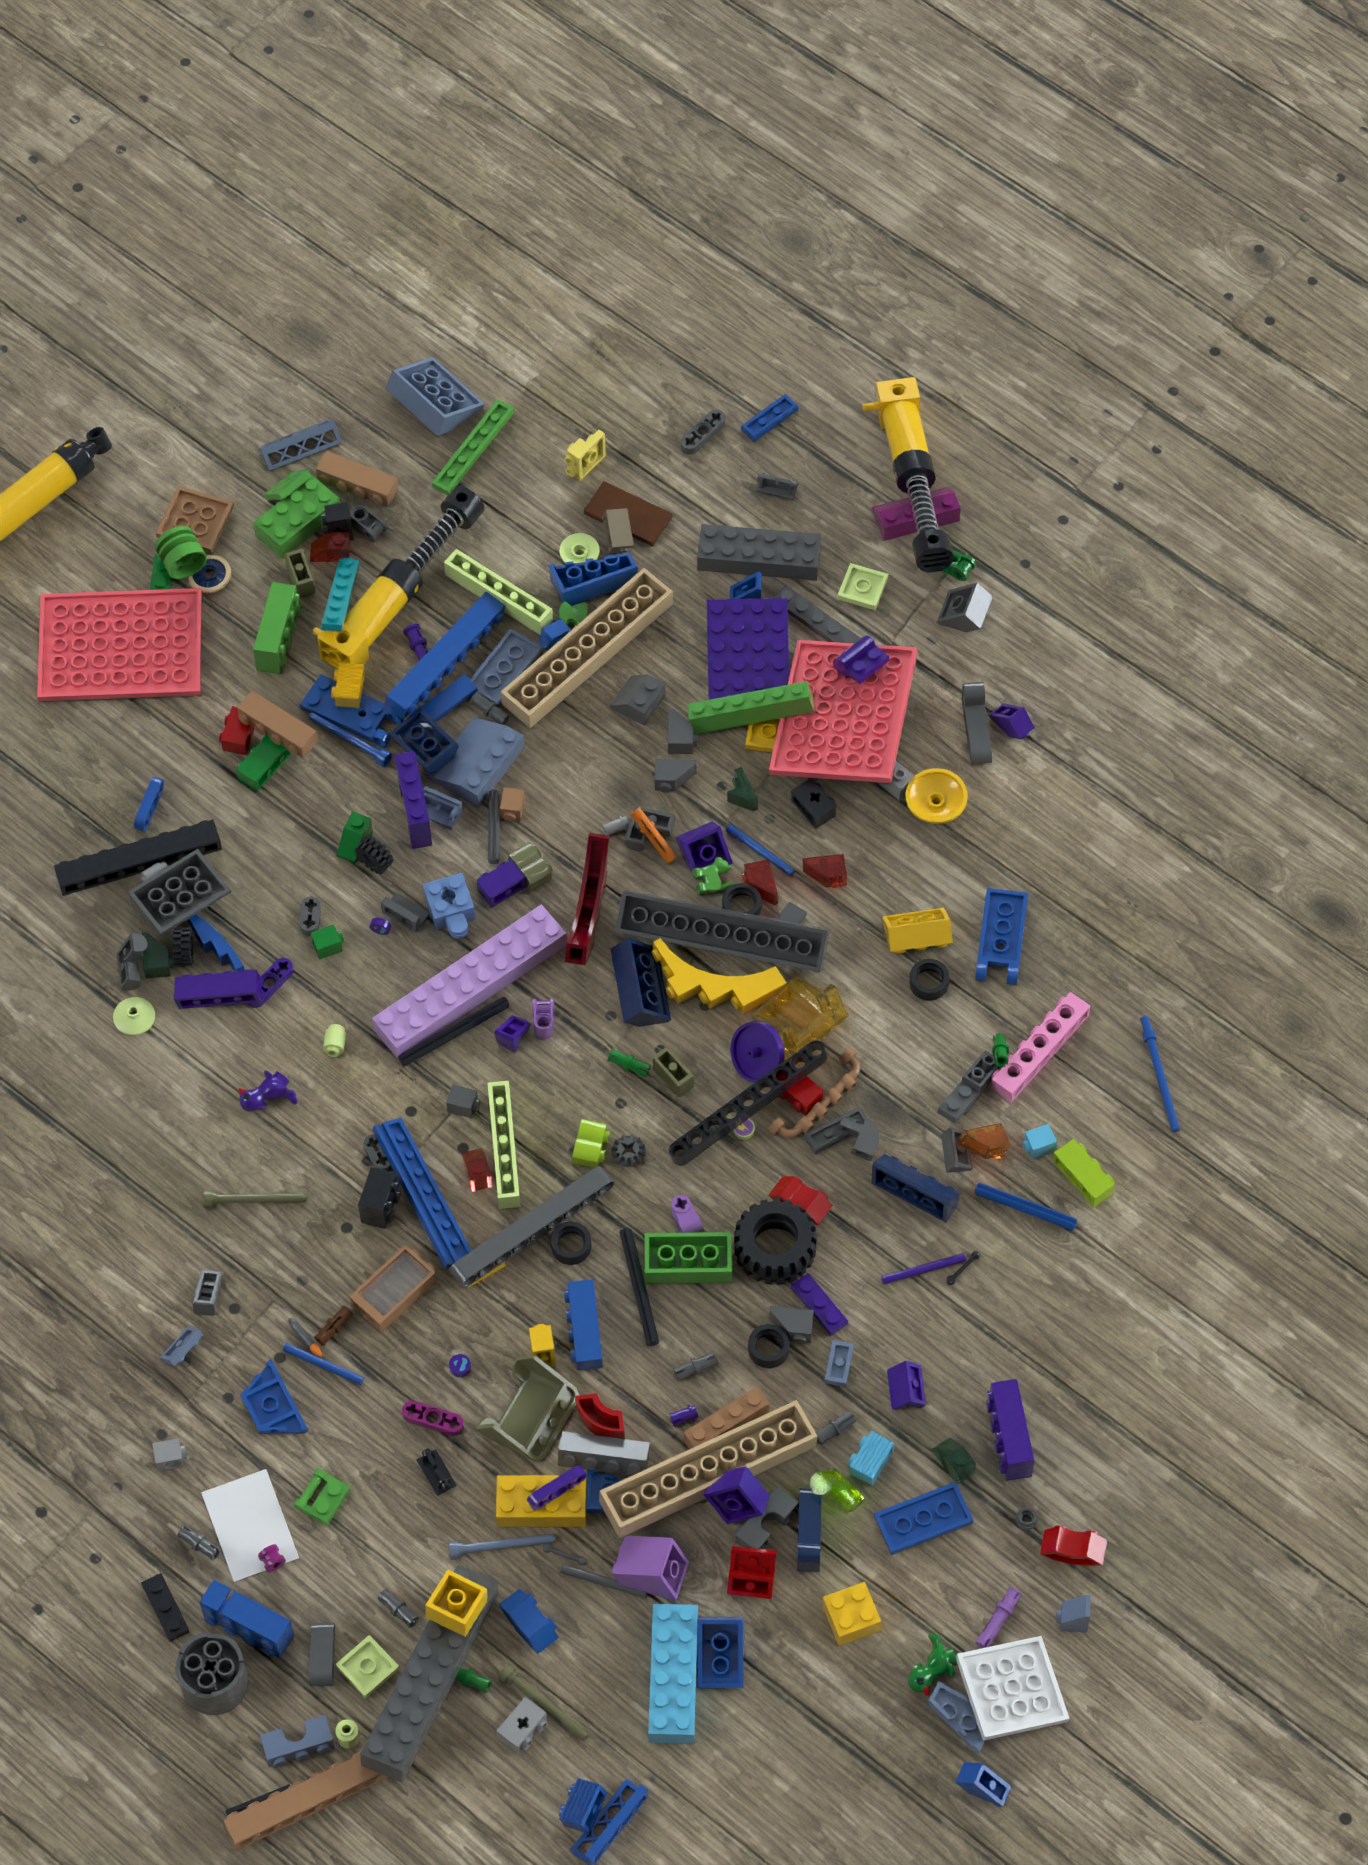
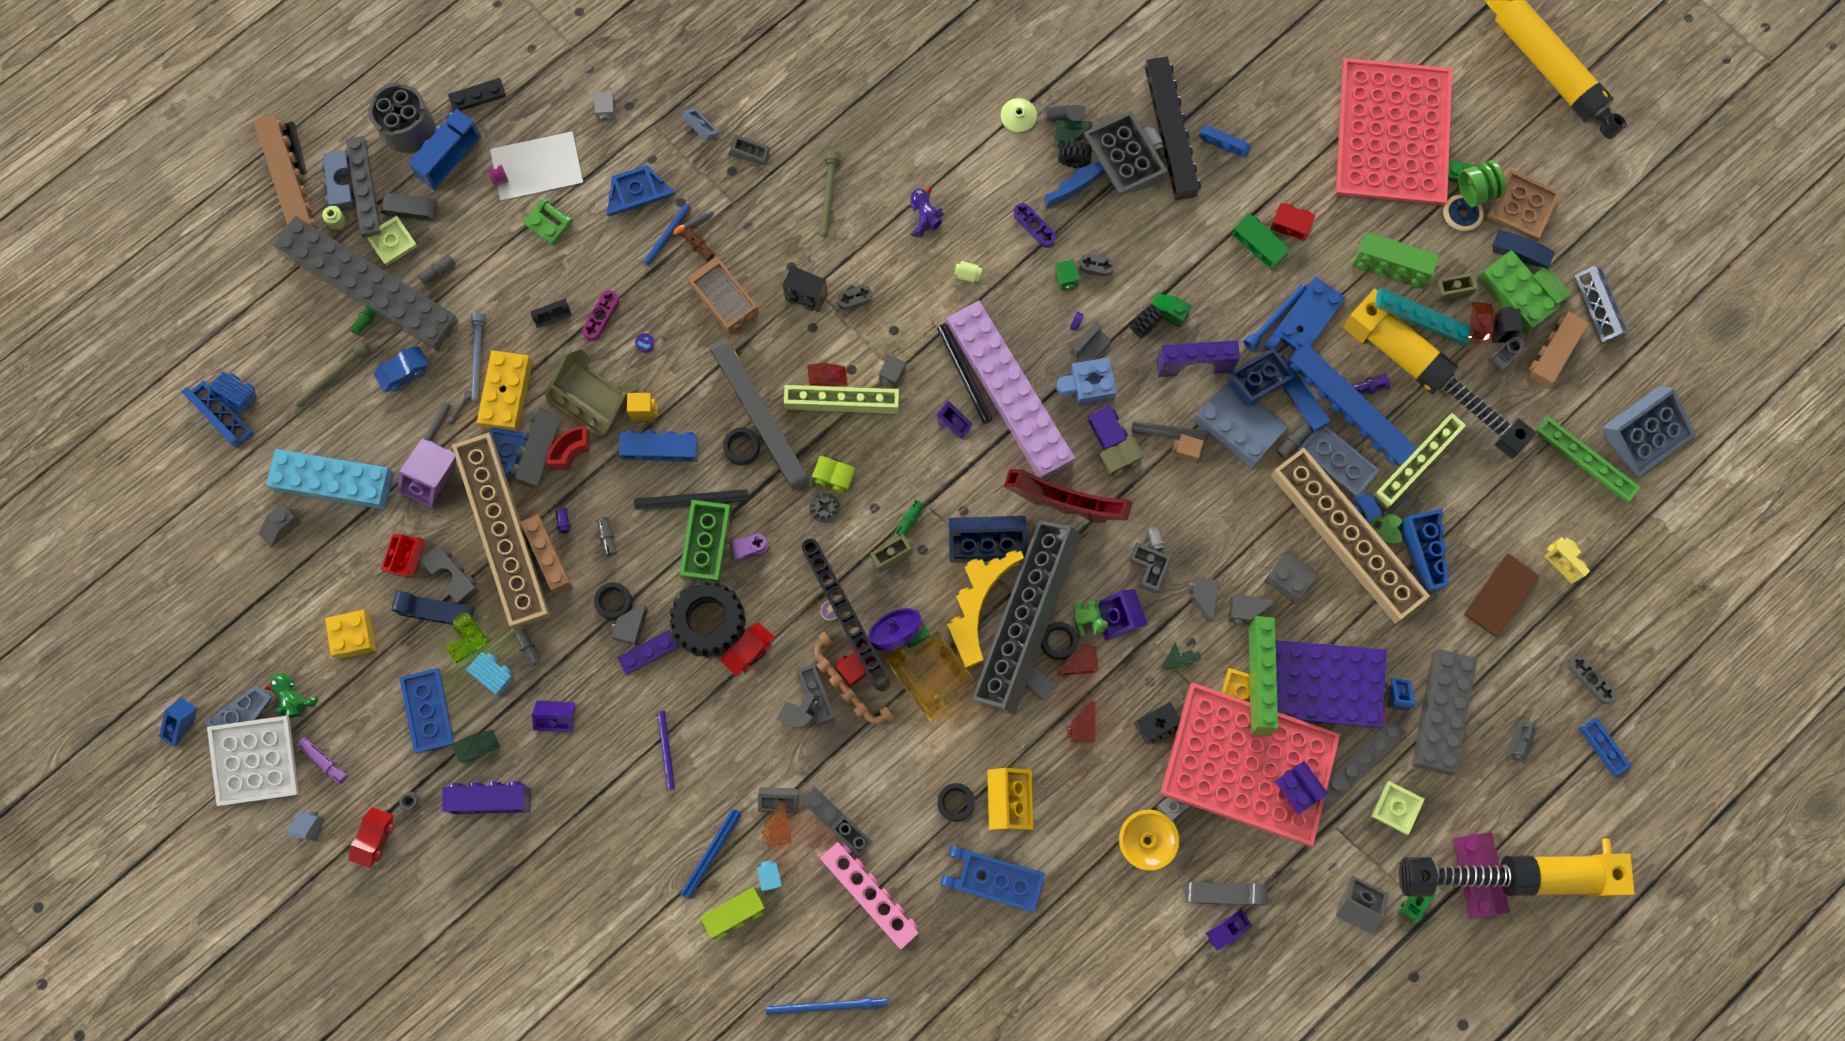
camera: 95 degrees right, 15 degrees up
(199, 1542) = (525, 123): dark grey pin -> none
(217, 989) = (1029, 179): dark purple brick -> none
(248, 512) = (1525, 249): none -> dark blue slope
(277, 724) = (1290, 245): medium nougat brick -> none
(301, 1710) = (363, 186): none -> dark grey plate
(348, 685) = (1327, 316): yellow brick -> none
(422, 1191) = (808, 328): blue plate -> none
(442, 808) = (1192, 384): sand blue hinge -> none
(456, 1603) = (406, 302): yellow brick -> none
(523, 1714) = (305, 346): light grey brick -> none
(543, 1015) = (968, 450): medium lavender piece -> none
(556, 1487) = (500, 398): dark purple beam -> none
(577, 544) = (1468, 538): yellowish green dish -> none
(617, 530) = (1479, 580): dark tan hinge -> none
(638, 815) = (1140, 565): orange pin -> none
(720, 1652) = (343, 521): blue slope -> none
(736, 1721) = (278, 525): none -> dark grey slope
(737, 1496) = (467, 552): dark purple slope -> none
(760, 850) = (1115, 667): blue bar -> none
(839, 1363) = (586, 660): sand blue plate -> none
(914, 1187) = (742, 753): dark blue slope -> none
(951, 1279) = (651, 773): black hinge -> none
(1000, 1050) = (868, 855): green pin -> none

